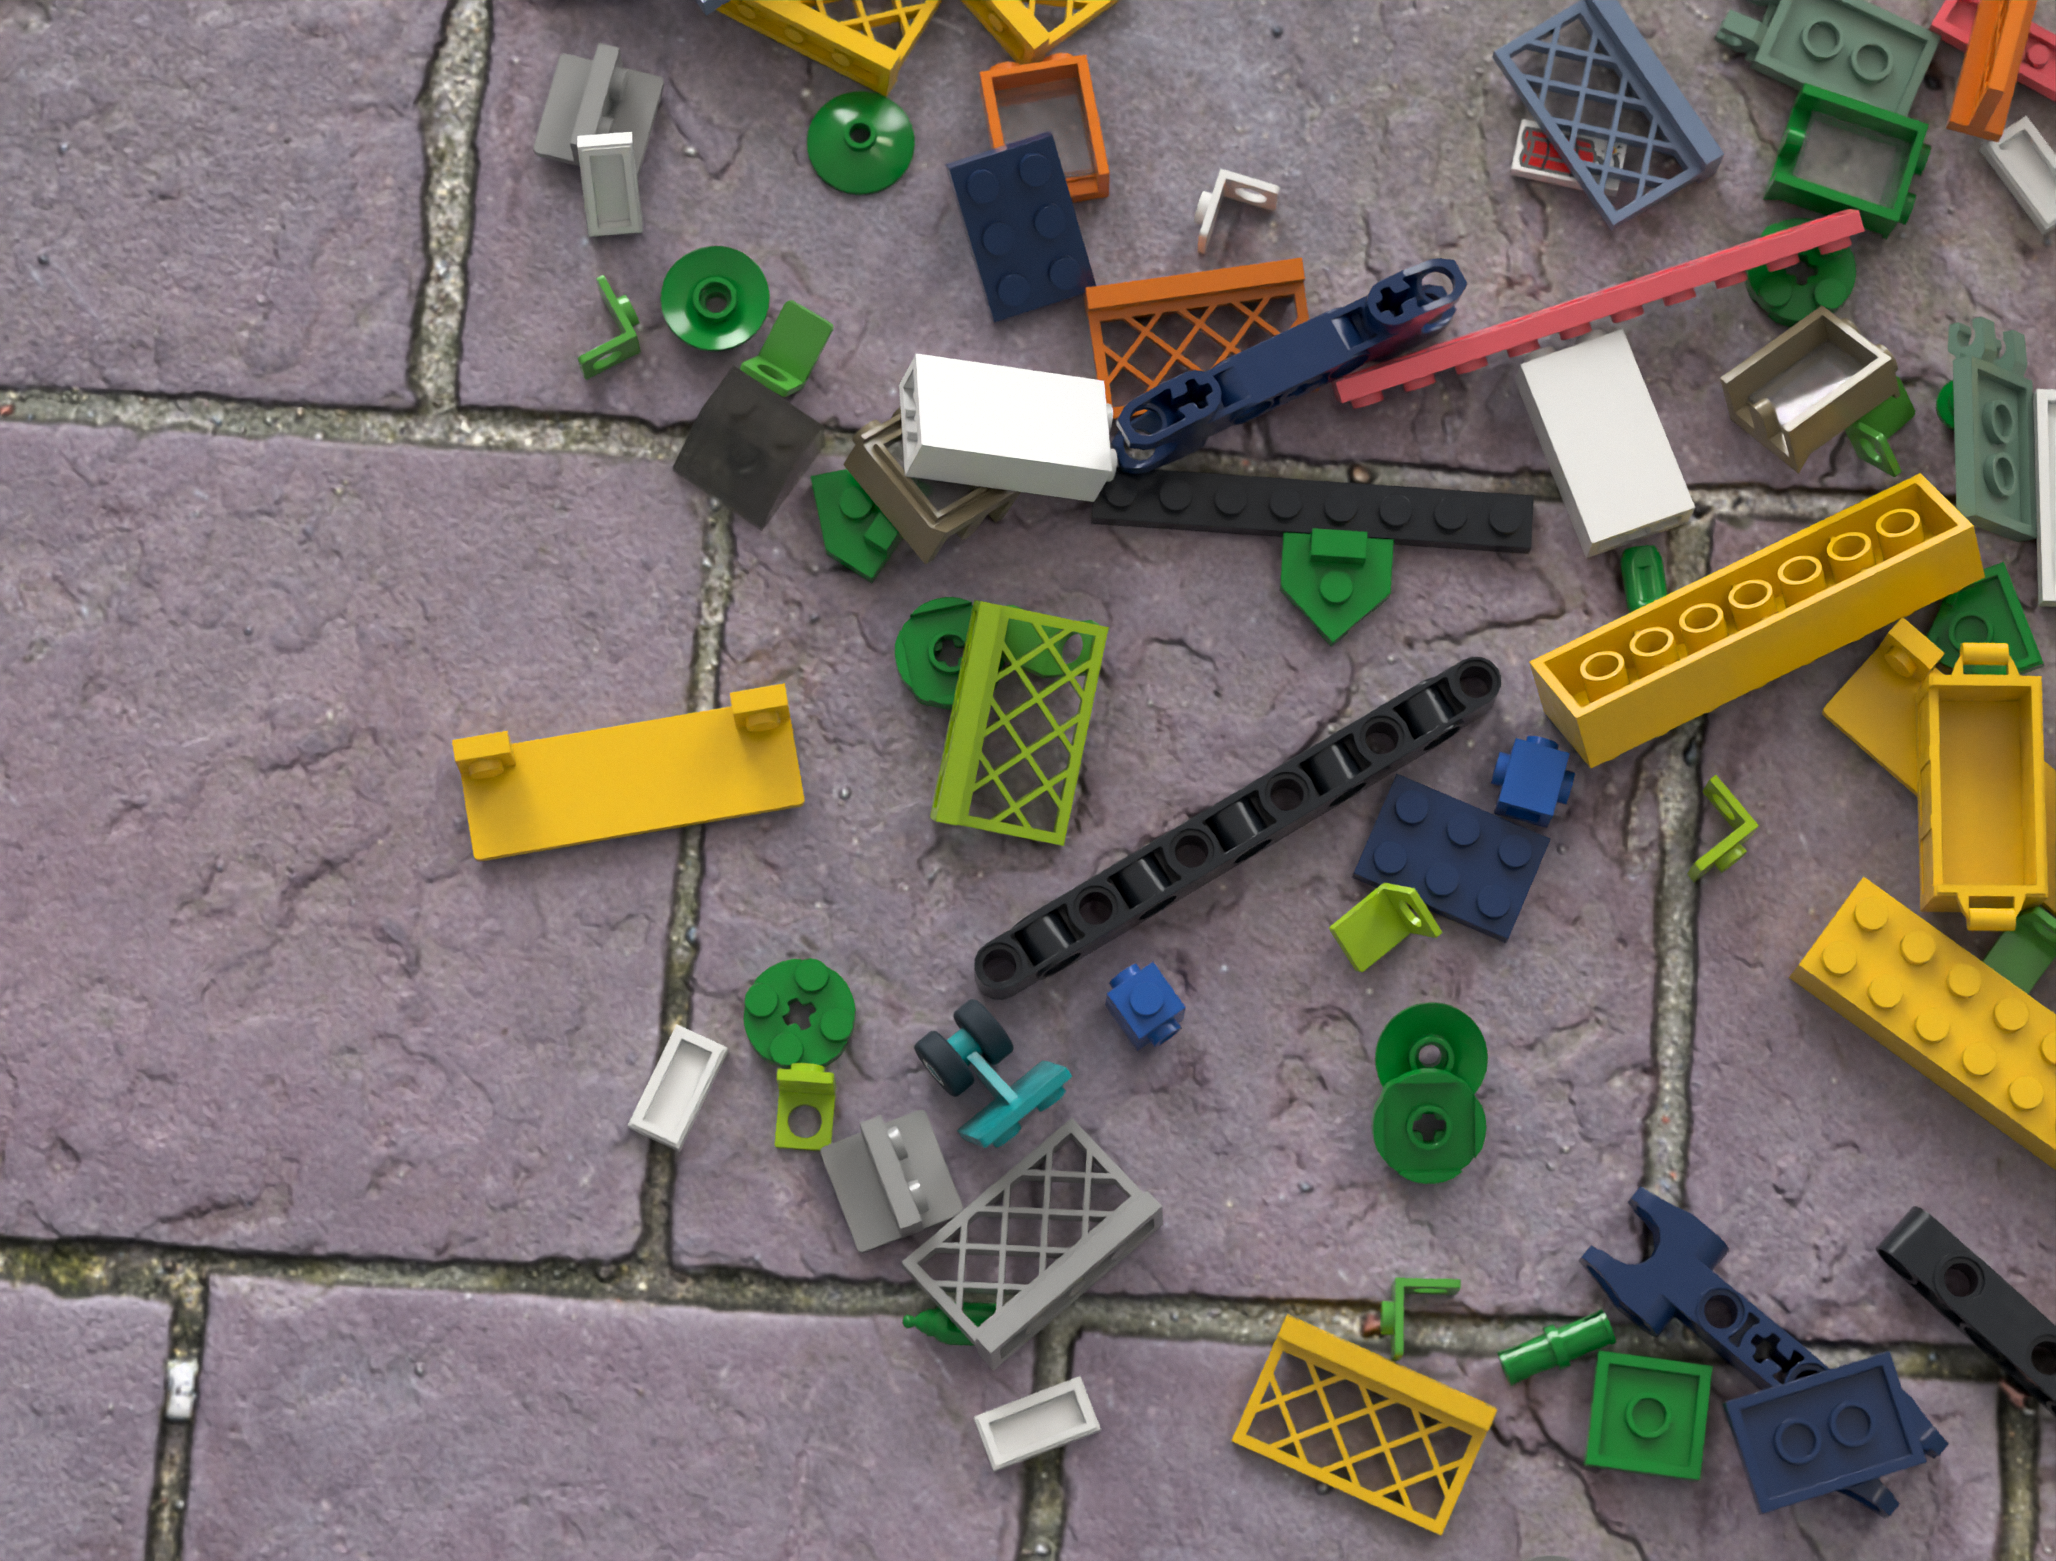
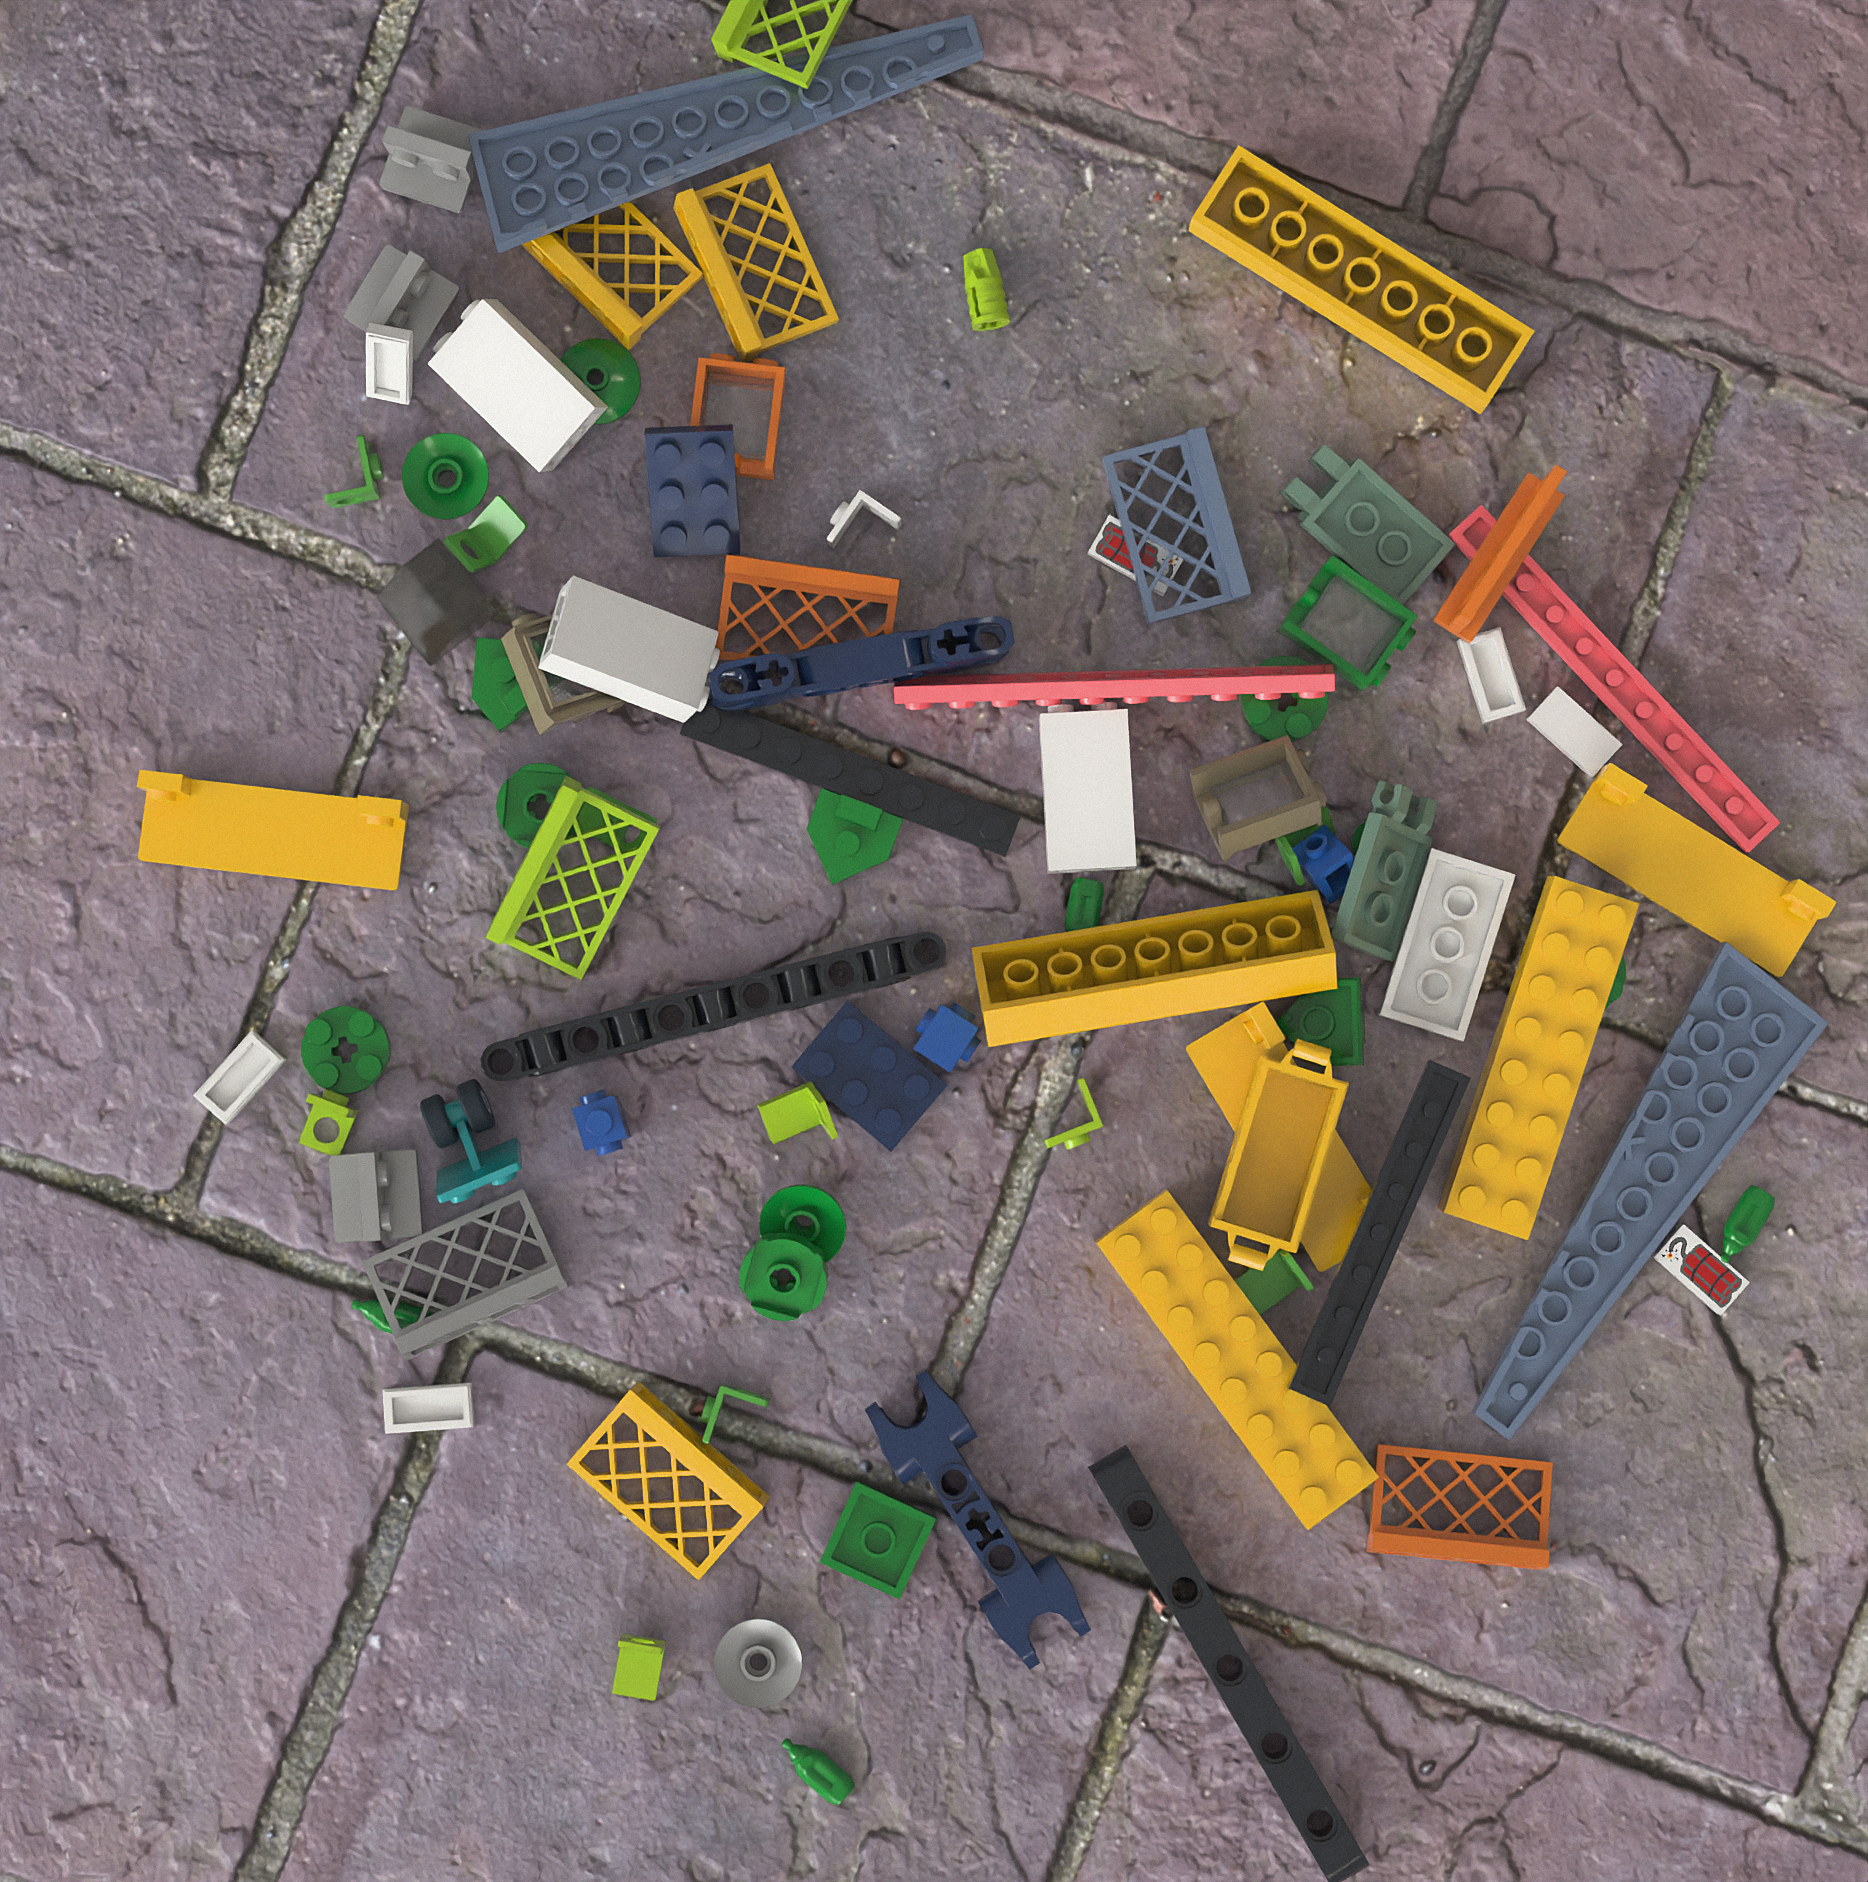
camera: 20 degrees right, 10 degrees up
(769, 165) = (516, 384): none -> white brick
(1556, 1347) = (827, 1468): green pin -> none
(1824, 1432) = (996, 1599): dark blue plate -> none
(1921, 440) = (1325, 863): none -> blue brick

